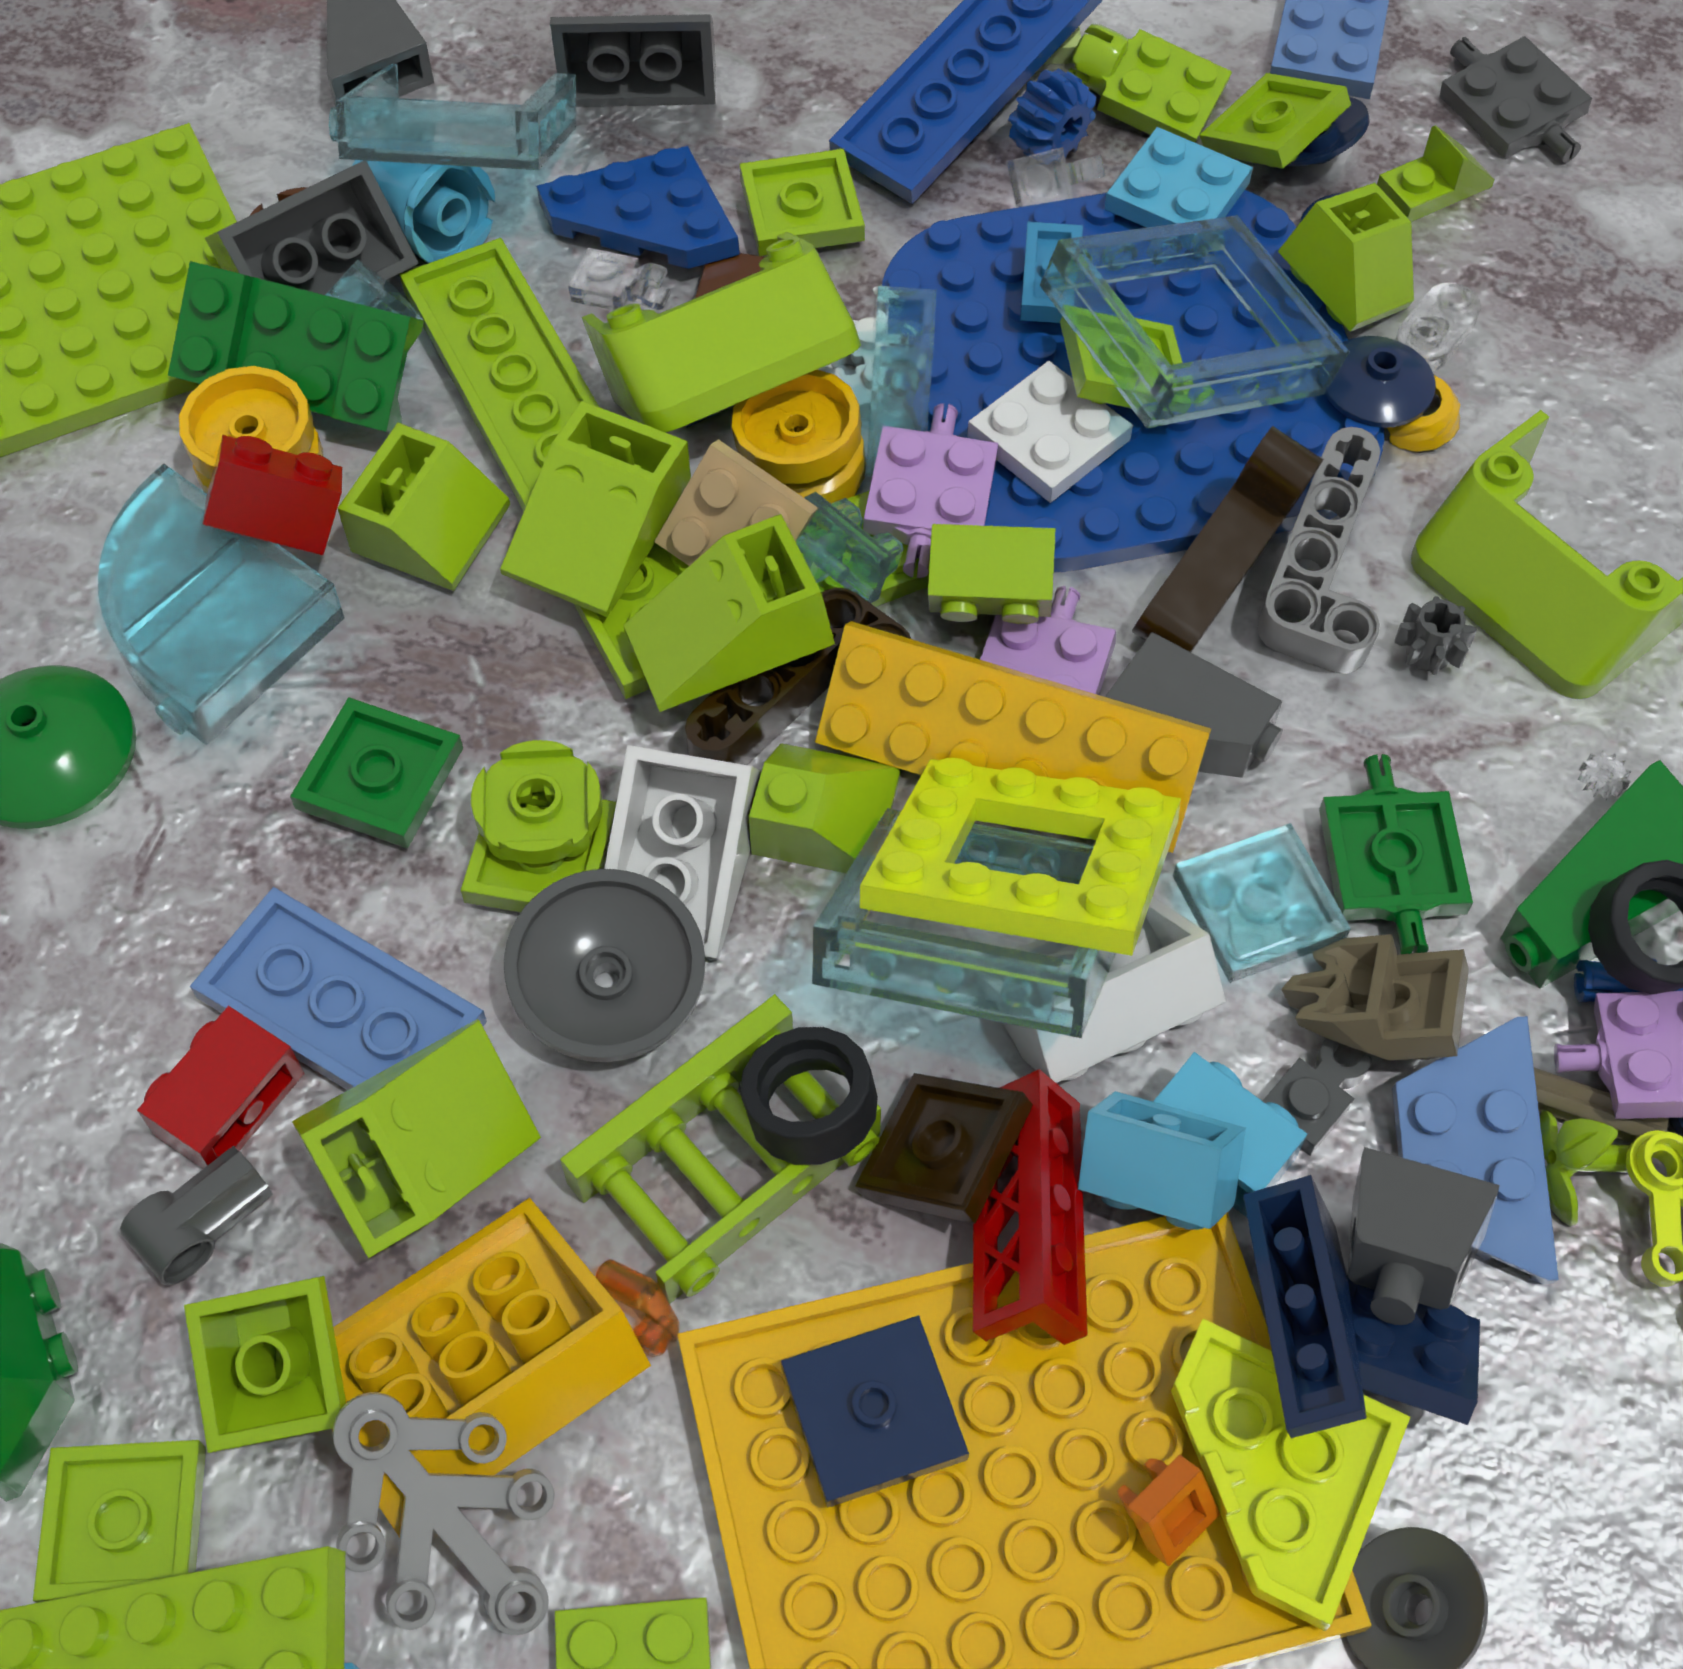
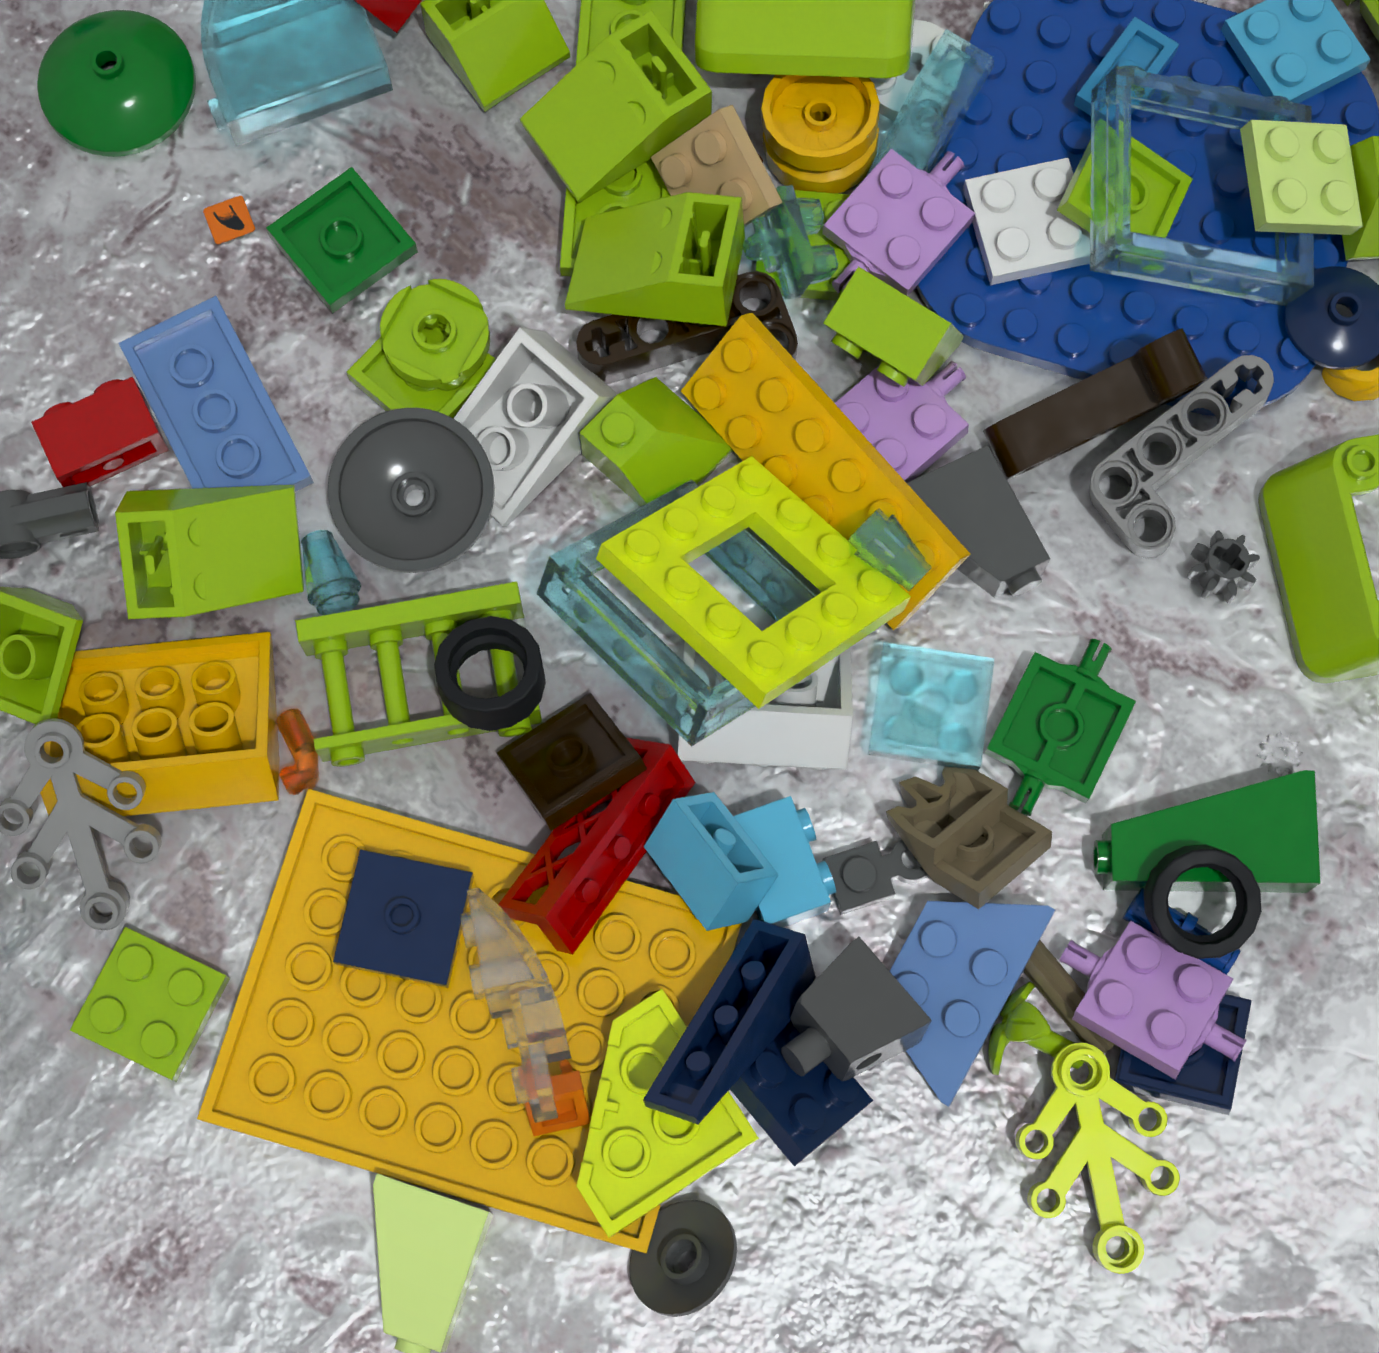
camera: 30 degrees right, 15 degrees up
(240, 816) = (229, 220): none -> orange sticker
(561, 1101) = (328, 574): none -> clear light blue cone
(1060, 1398) = (520, 994): none -> clear slope
(1137, 759) = (889, 549): none -> clear light blue cone
(1275, 268) = (1301, 177): none -> yellowish green plate

